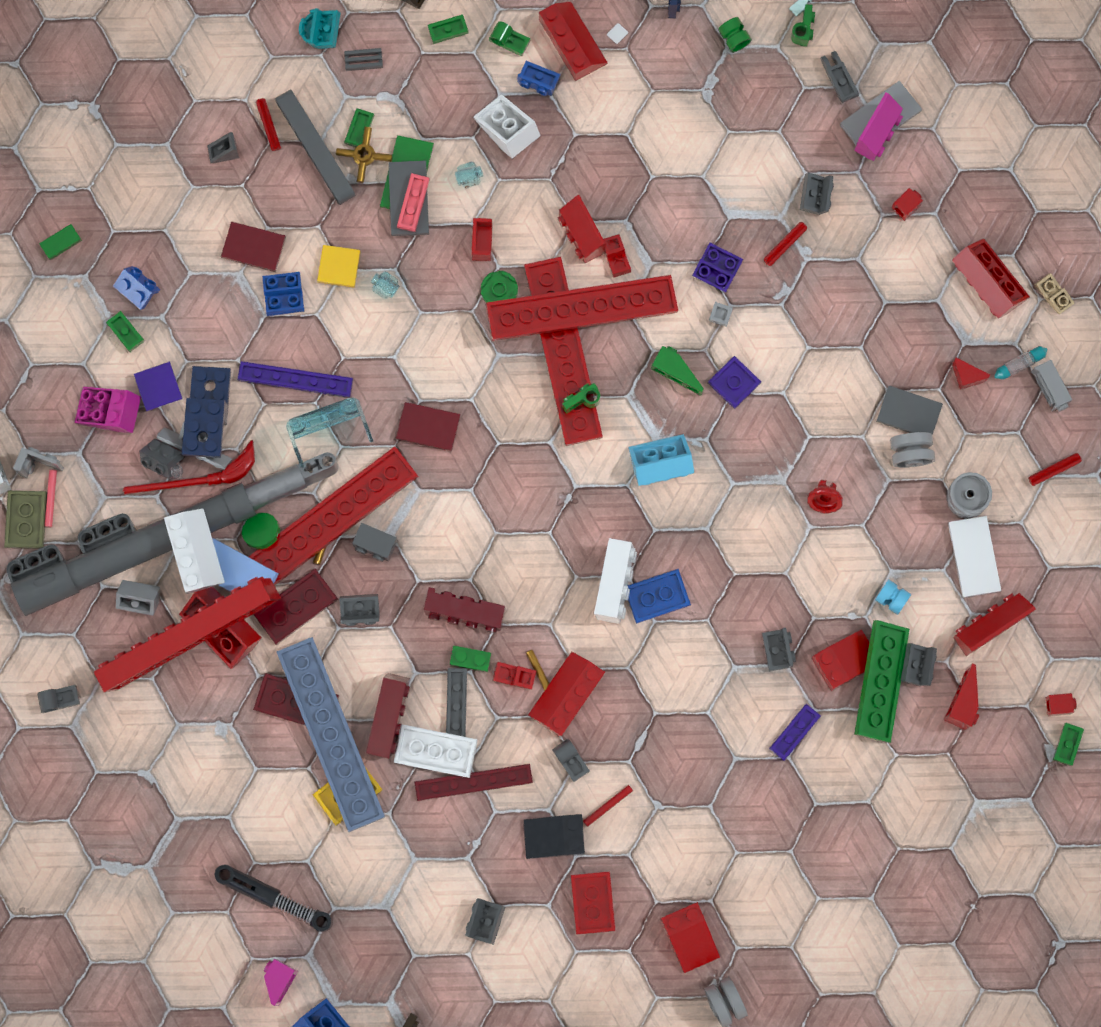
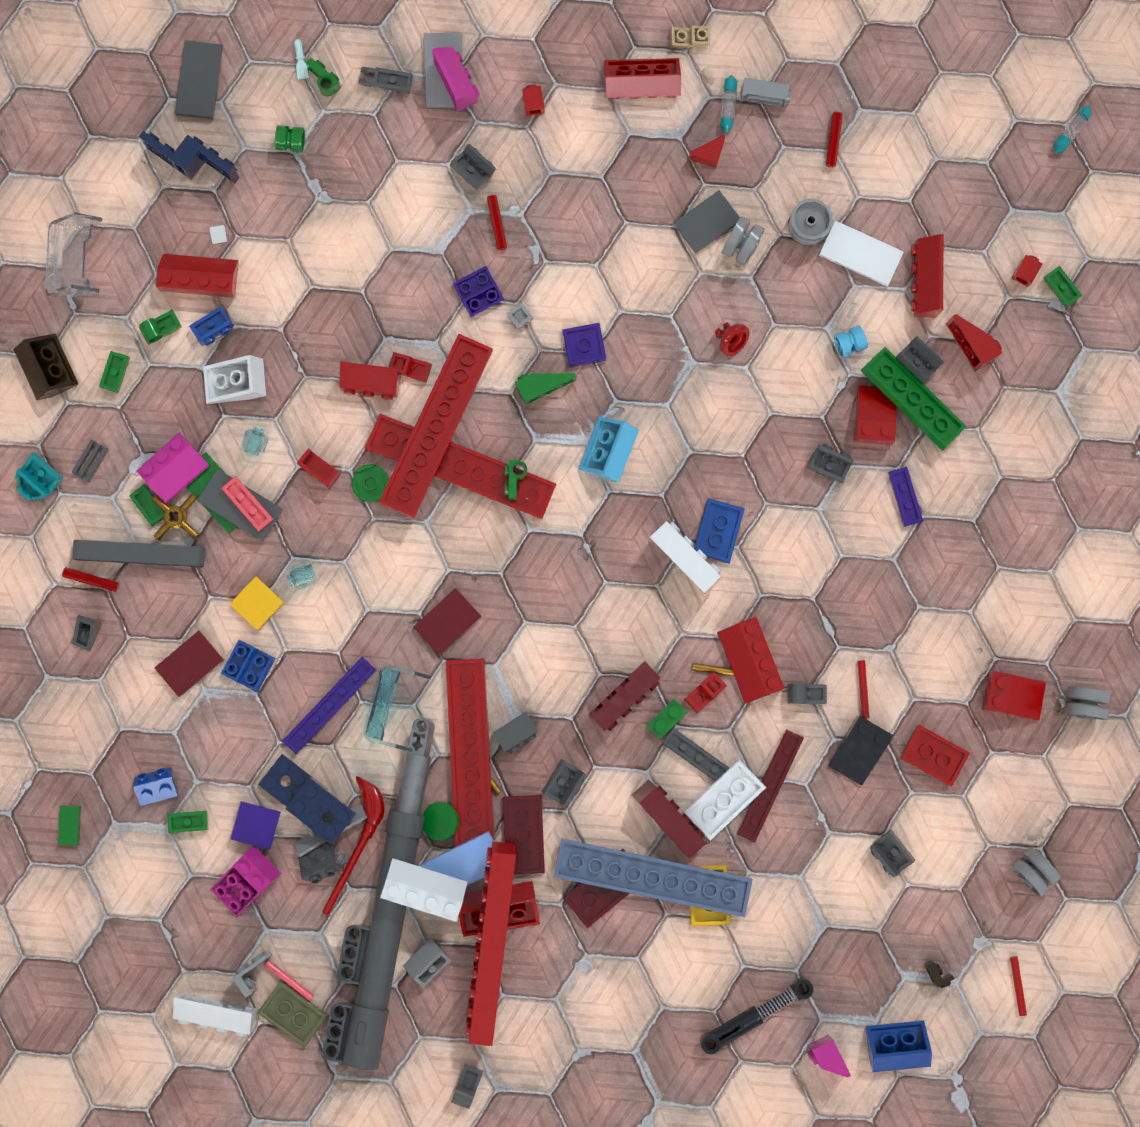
camera: 60 degrees left, 5 degrees up
(402, 125) = (172, 468): none -> dark pink slope

